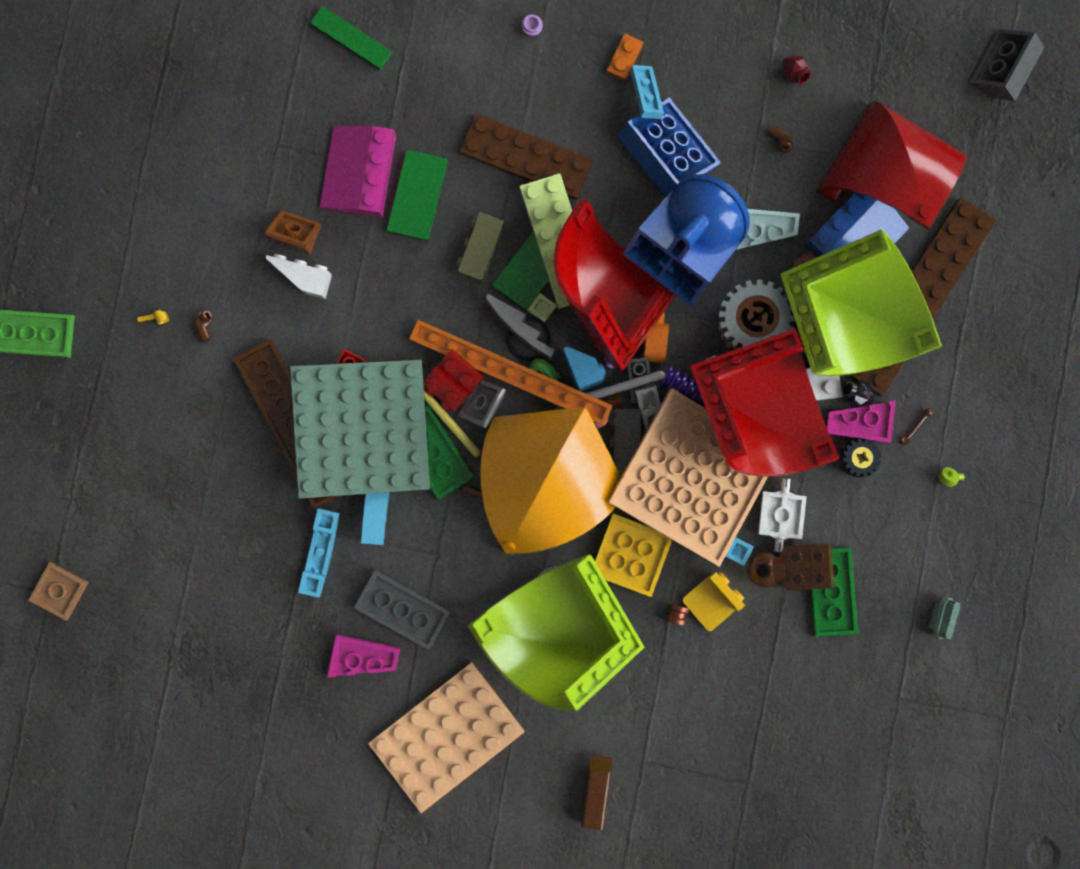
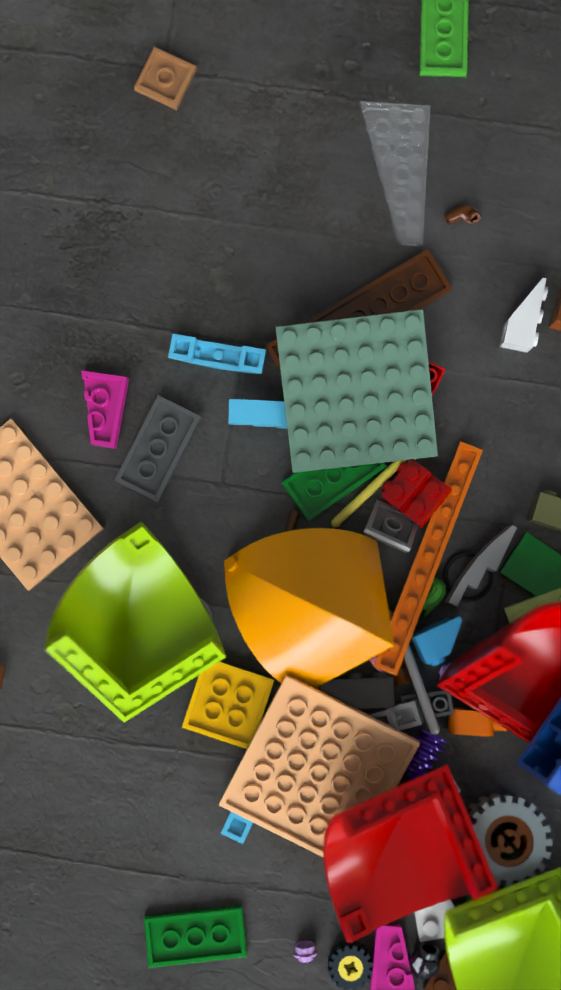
camera: 85 degrees right, 0 degrees up
(143, 378) = (401, 153): none -> clear wing
(160, 316) = (470, 167): yellow hand -> none
(542, 307) = (503, 589): yellowish green tile -> none
(676, 614) = (163, 757): copper wheel -> none
(713, 600) = (180, 799): yellow bracket -> none
(782, 515) = (280, 875): white plate -> none
(796, 567) = (220, 894): reddish brown brick -> none
(847, 496) = (305, 951): none -> lavender plate

